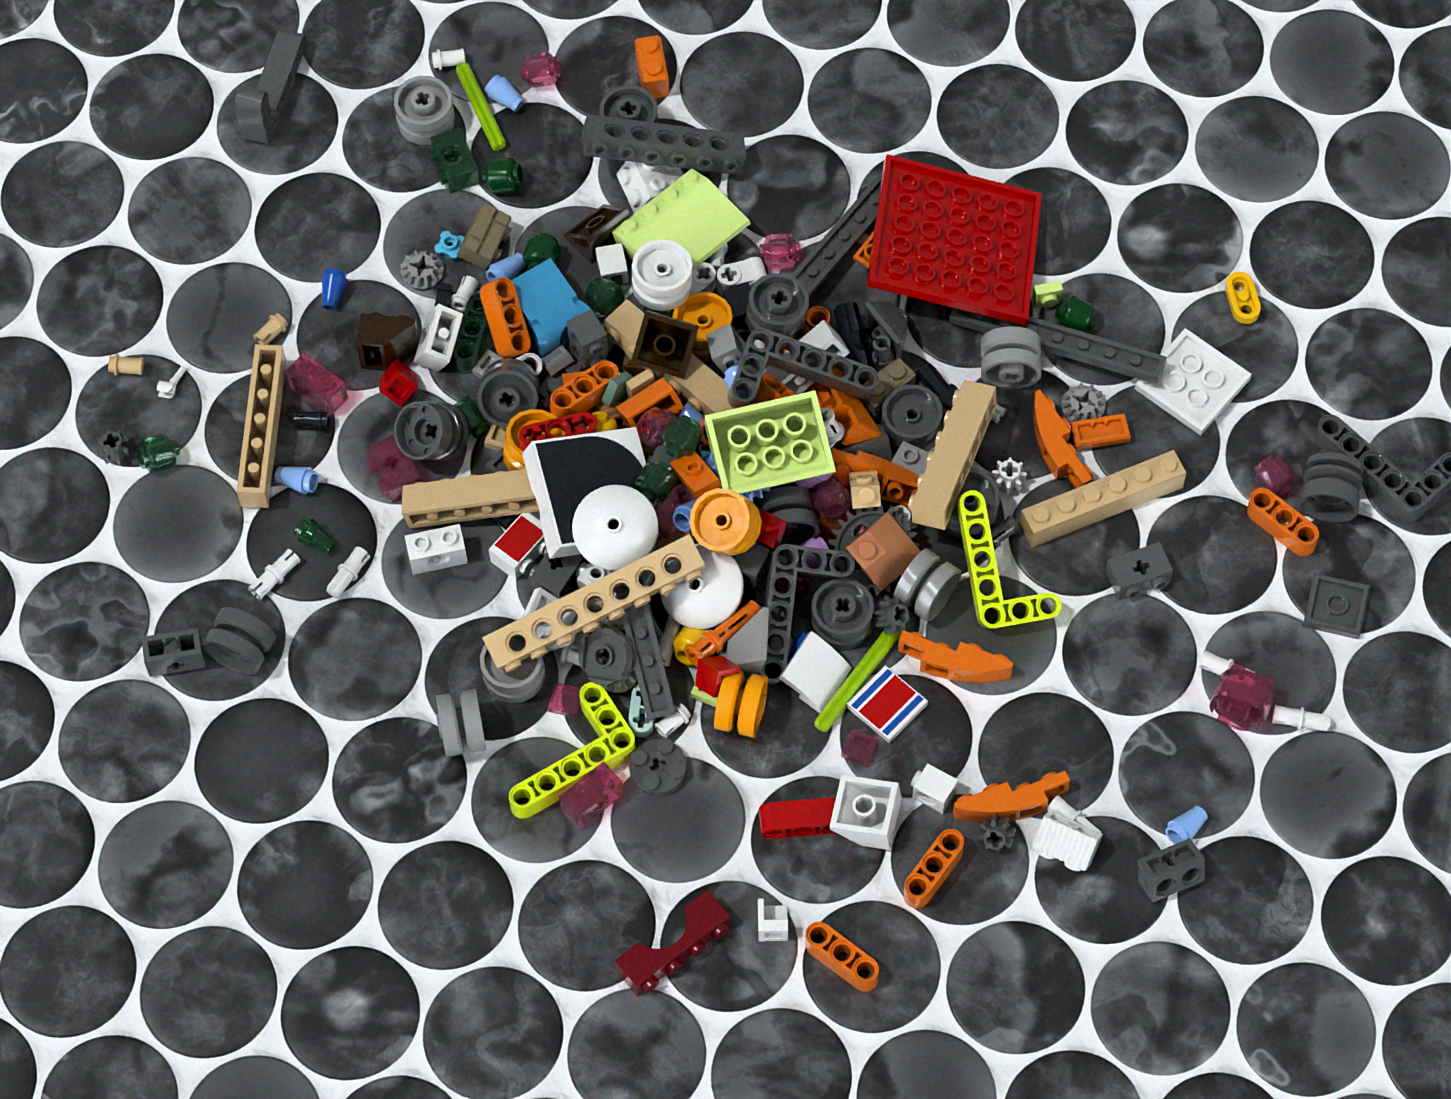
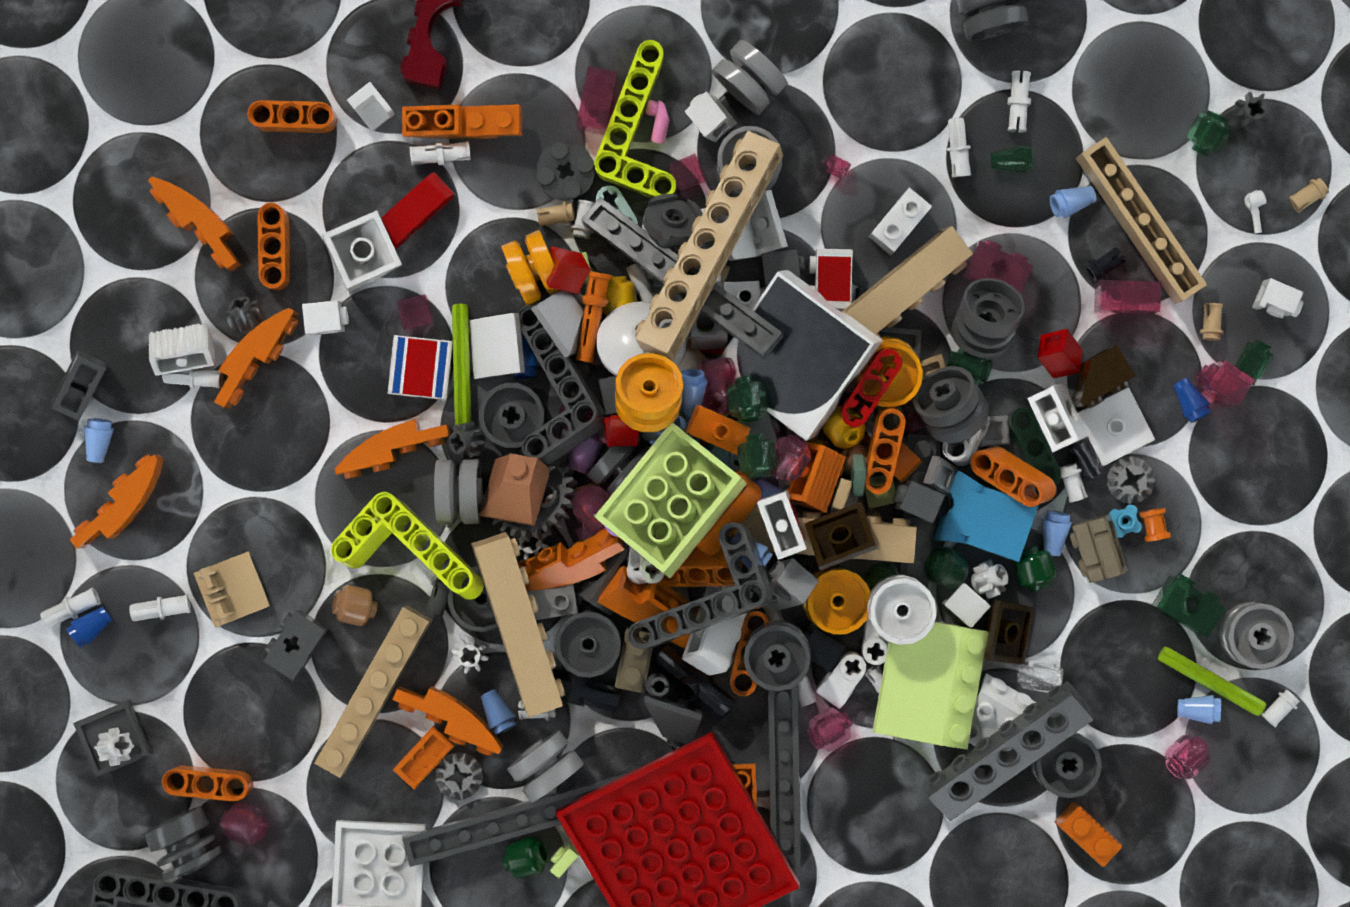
camera: 140 degrees right, 25 degrees up
(212, 311) = (1278, 299): none -> white brick
(266, 283) = (1254, 359): none -> clear green brick
(301, 277) = (1224, 383): none -> clear pink brick
(405, 300) = (1115, 427): none -> white plate
(431, 227) = (1155, 524): none -> orange bush
(448, 623) = (837, 166): none -> clear pink plate
(503, 175) = (1133, 623): dark green head -> none
(514, 721) = (710, 116): none -> white brick
(554, 747) = (661, 122): none -> bright pink arm
(580, 269) = (989, 579): none -> white gear
(598, 186) = (1039, 675): none -> clear brick
(616, 547) = (747, 339): white dish -> none
(689, 738) = (556, 214): none -> tan pin
(700, 381) = (782, 524): none -> white brick
(707, 856) = (461, 121): none -> orange slope
(729, 838) = (440, 153): none -> white pin
(864, 489) = (568, 532): tan brick -> none
(978, 936) = (191, 212): none -> orange slope
(1019, 423) = (498, 714): none -> medium blue cone
(1072, 568) = (354, 605): none -> medium nougat head
(1161, 646) = (231, 589): none -> tan hinge
(1191, 764) = (130, 496): none -> orange slope
(1243, 698) = (124, 584): clear pink brick -> none
(1295, 694) = (89, 626): none -> blue cone
(1336, 588) = (114, 746): none -> white gear

